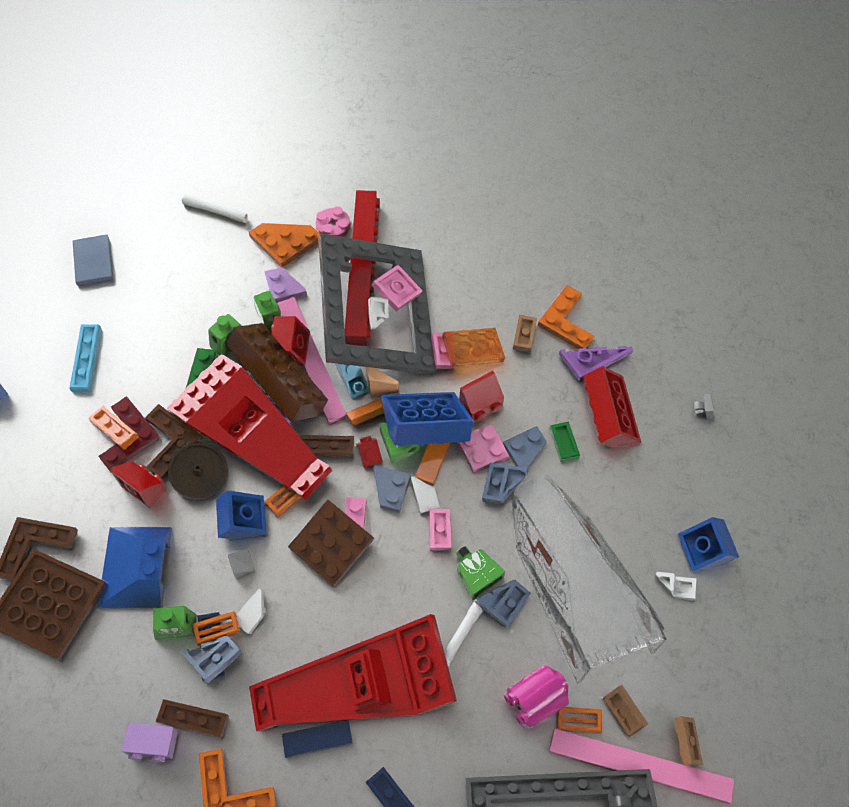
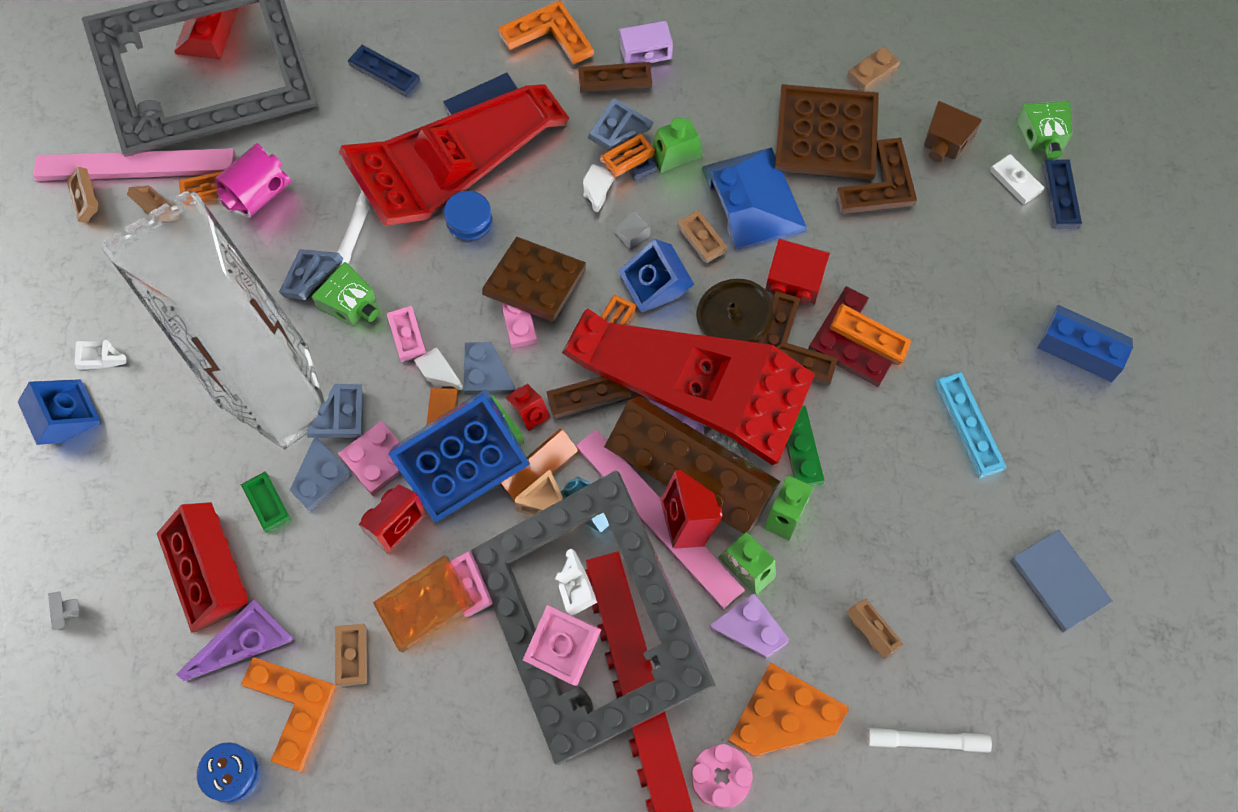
camera: 165 degrees right, 5 degrees up
(191, 540) = (702, 236): none -> medium nougat plate
(213, 262) = (874, 628): none -> medium nougat plate
(364, 616) = (468, 215): none -> blue head
(607, 294) = (227, 772): none -> blue head

